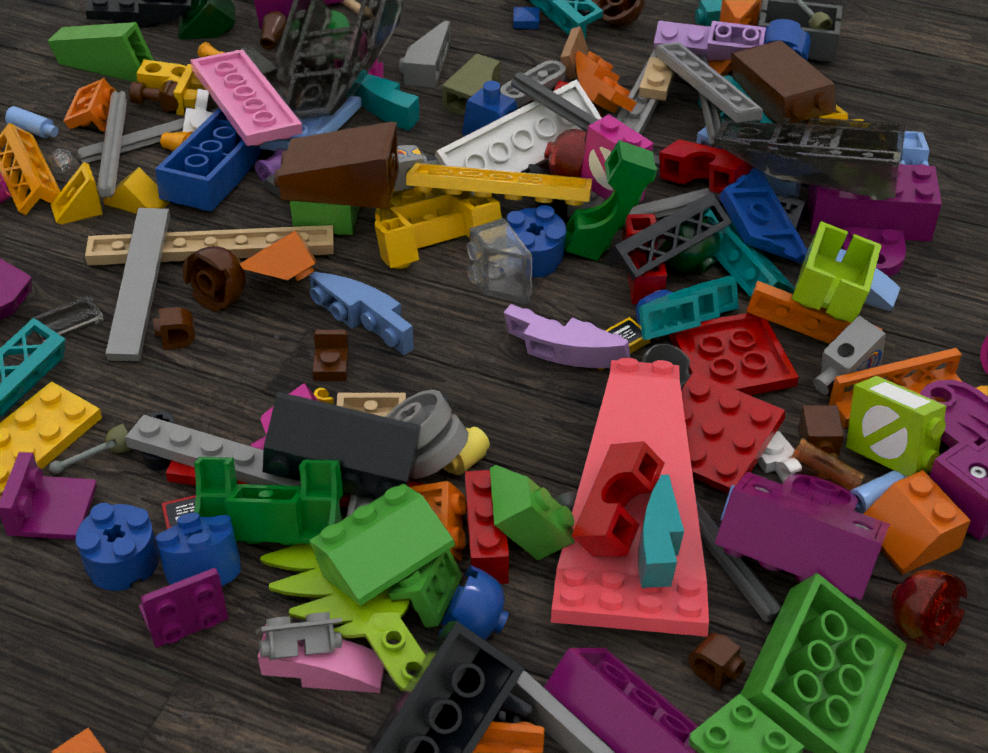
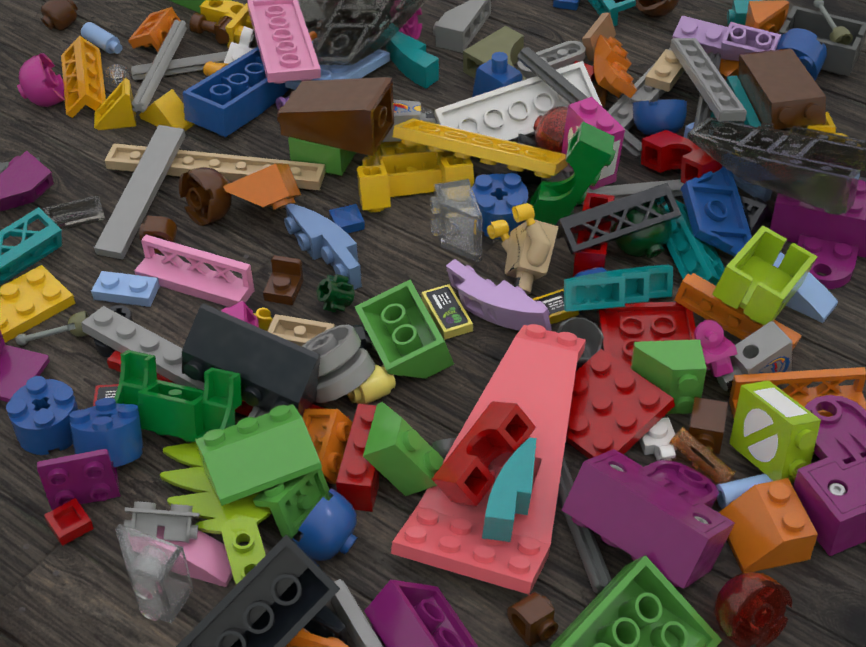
camera: 15 degrees right, 0 degrees up
(155, 392) = (125, 288): none -> light blue plate
(184, 656) = (68, 521): none -> red plate
(231, 368) = (196, 278): none -> bright pink fence
(304, 692) = (156, 573): none -> clear slope
(377, 277) = (348, 218): none -> blue tile
(393, 359) = (335, 293): none -> dark green gear
(485, 388) = (404, 333): none -> bright green slope
(515, 360) = (447, 311): none -> tile
(583, 280) = (527, 247): none -> tan torso
(667, 126) = (659, 115): none -> blue cylinder
(776, 378) = (673, 367): none -> bright green slope
(807, 353) = (715, 347): none -> dark pink hips

